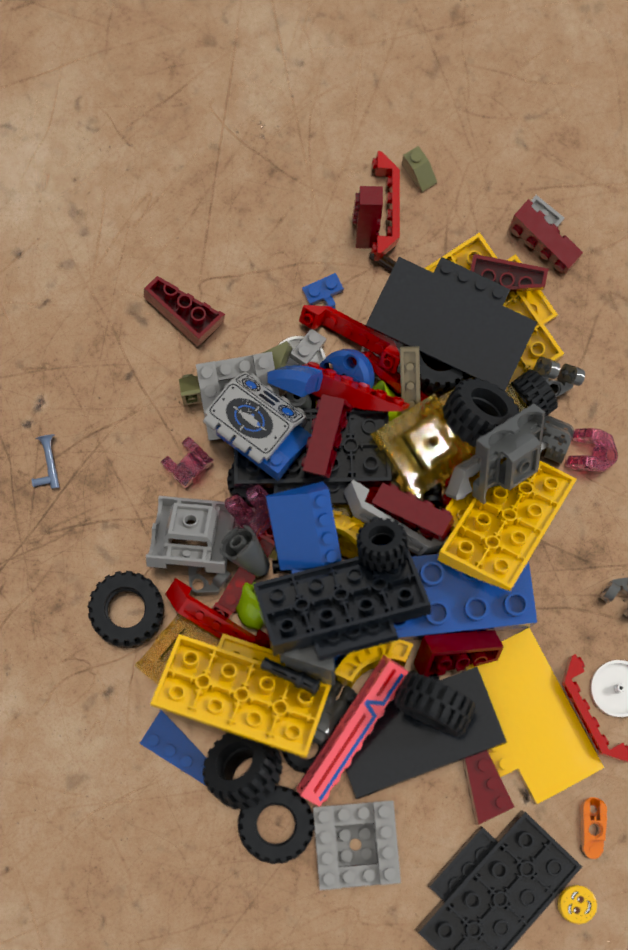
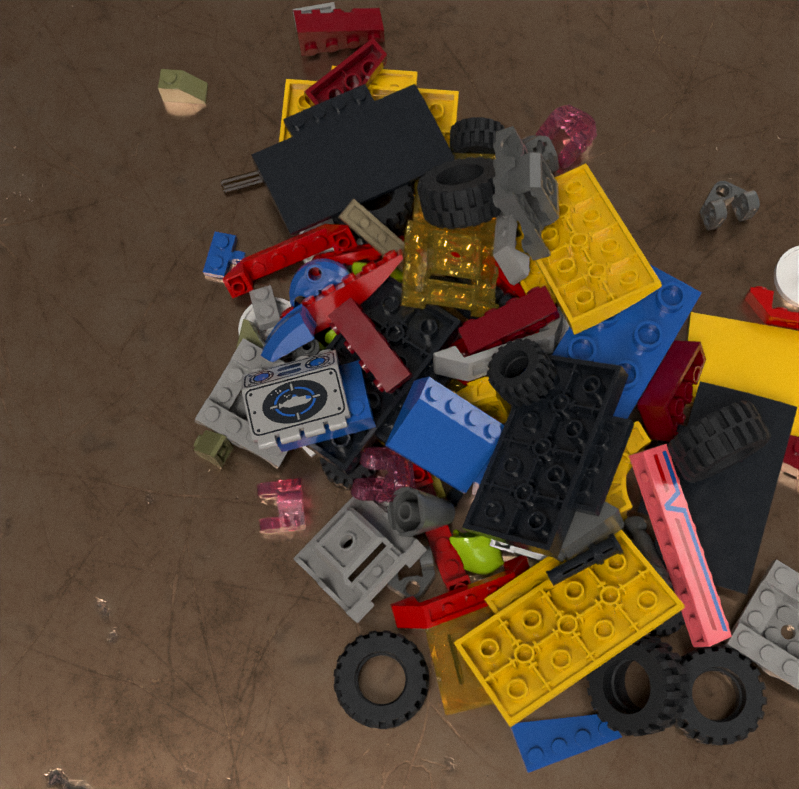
camera: 40 degrees left, 5 degrees down
(52, 474) = (188, 652): sand blue piece -> none
(185, 312) = (130, 395): dark red wedge -> none
(367, 215) = (187, 155): dark red wedge -> none
(386, 168) = (156, 114): red slope -> none
(568, 376) = (484, 109): dark grey piece -> none

